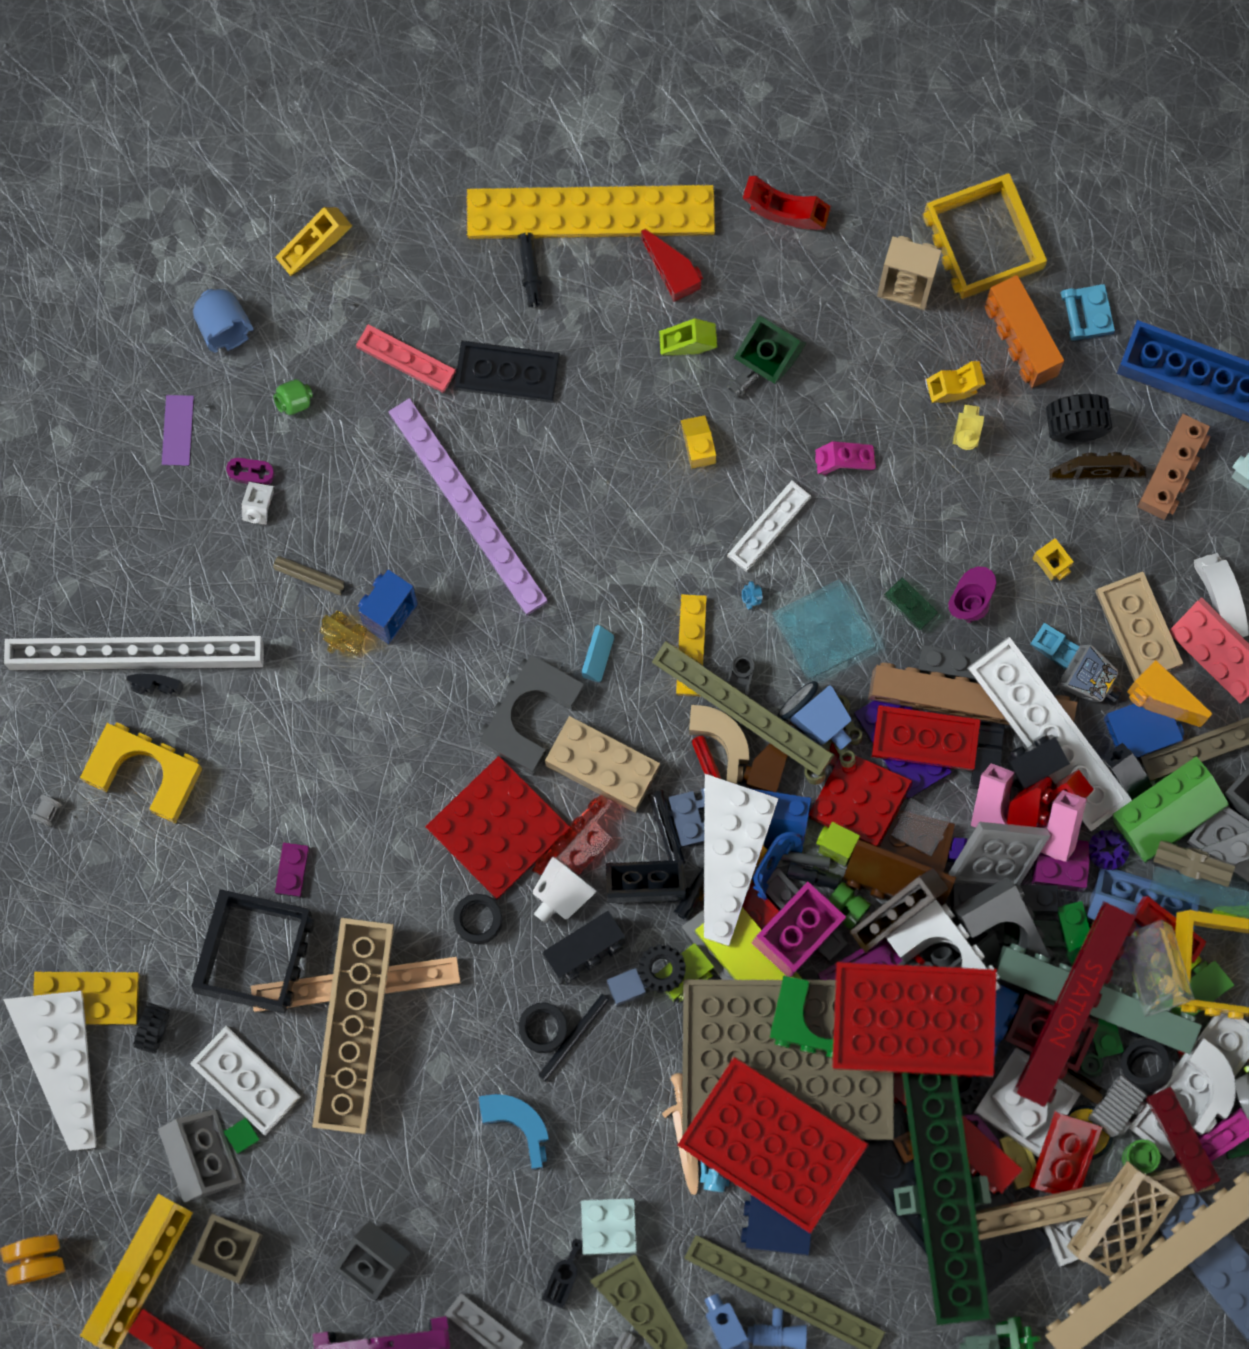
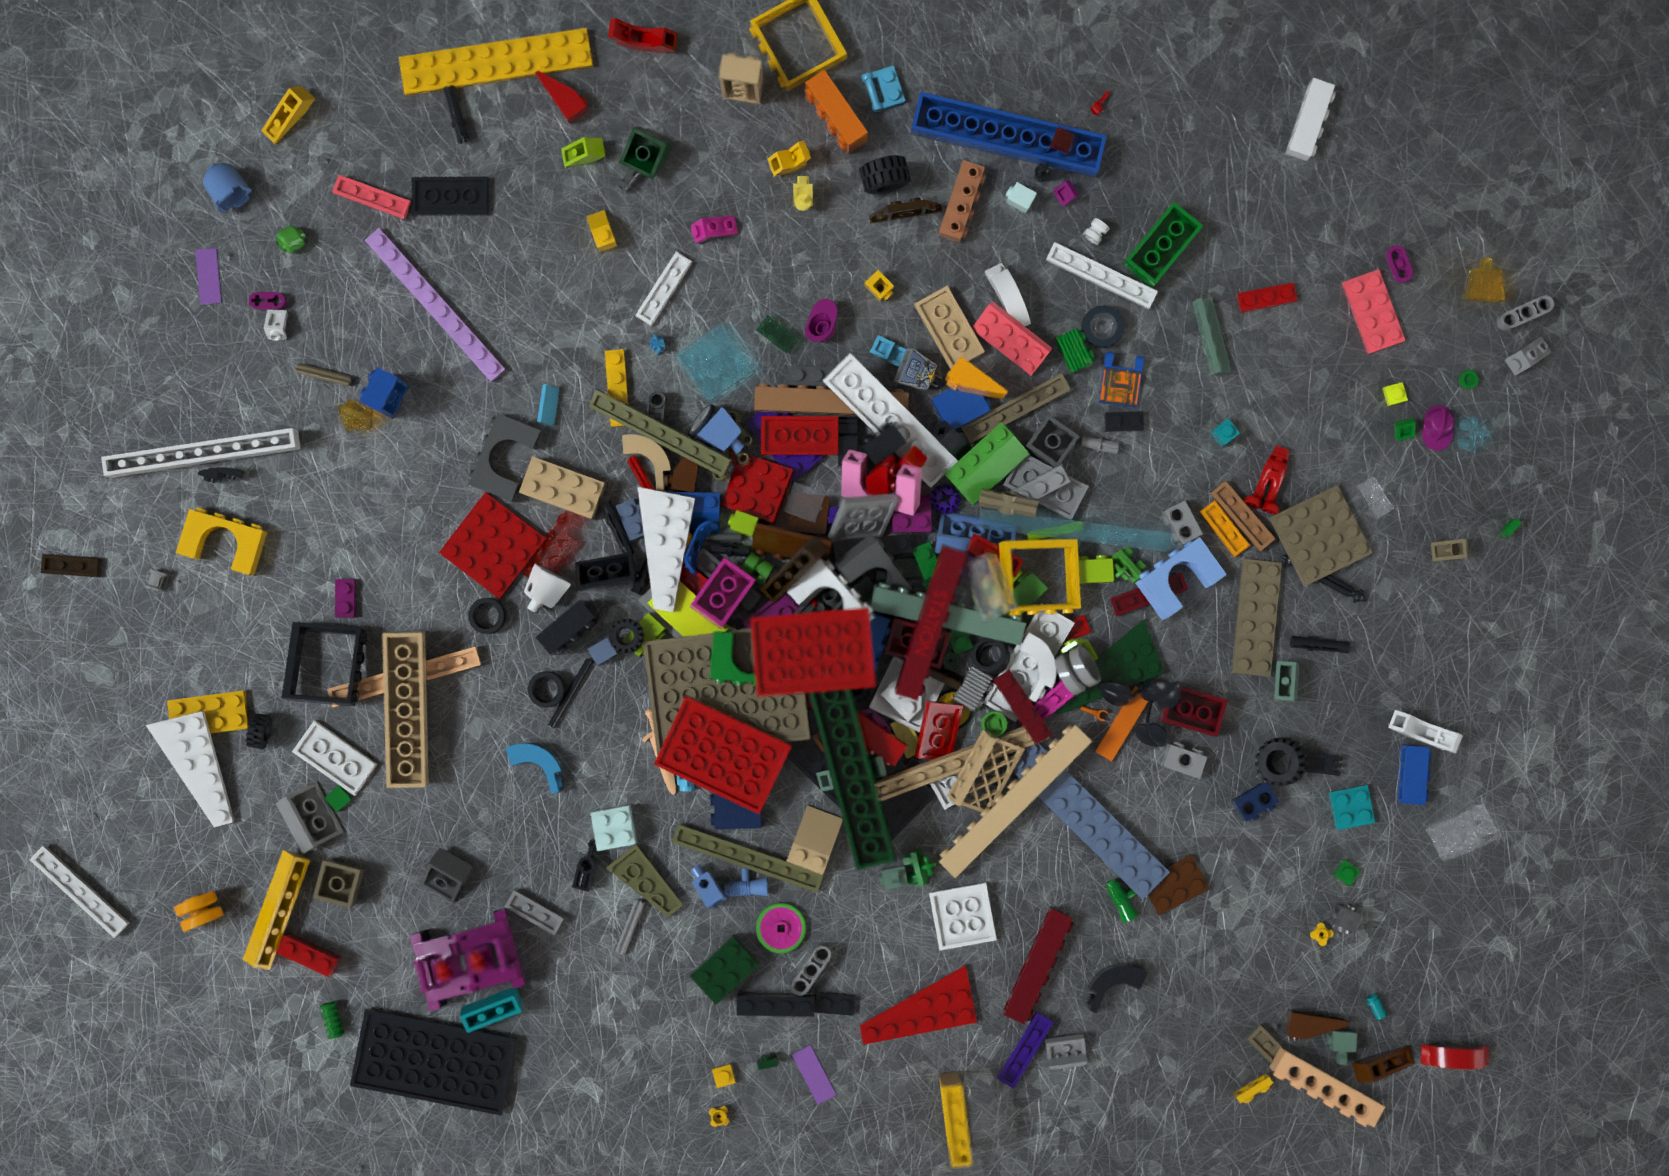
camera: 10 degrees left, 10 degrees up
(878, 1283) = (814, 840): none -> tan slope

